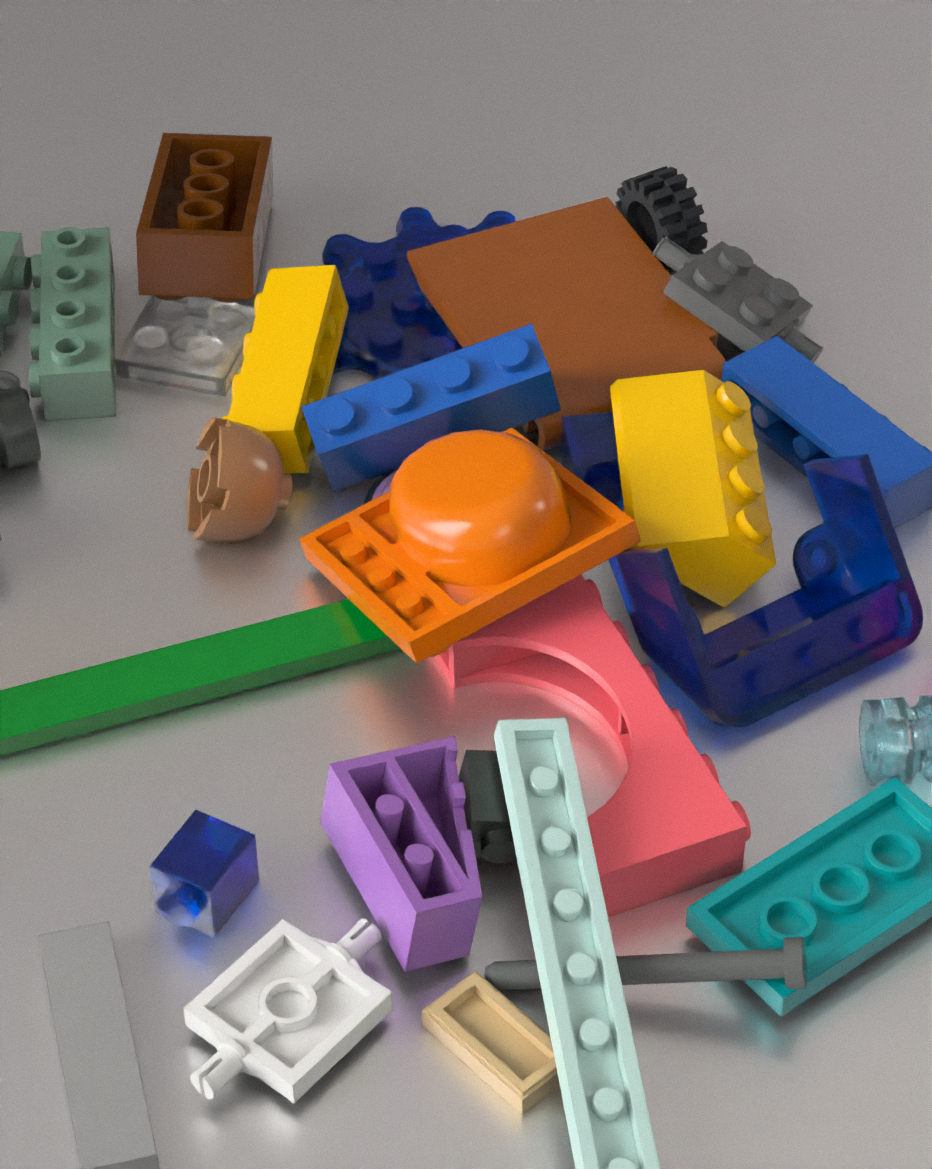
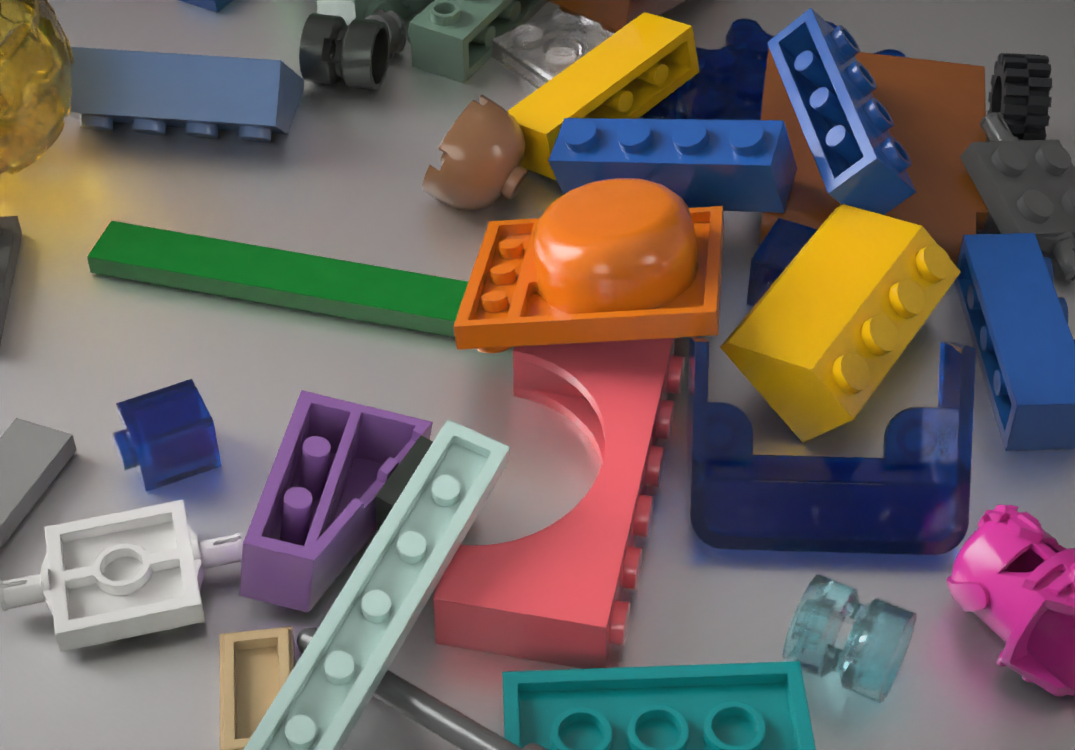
camera: 35 degrees right, 0 degrees up
(550, 297) = (840, 115): none -> blue brick

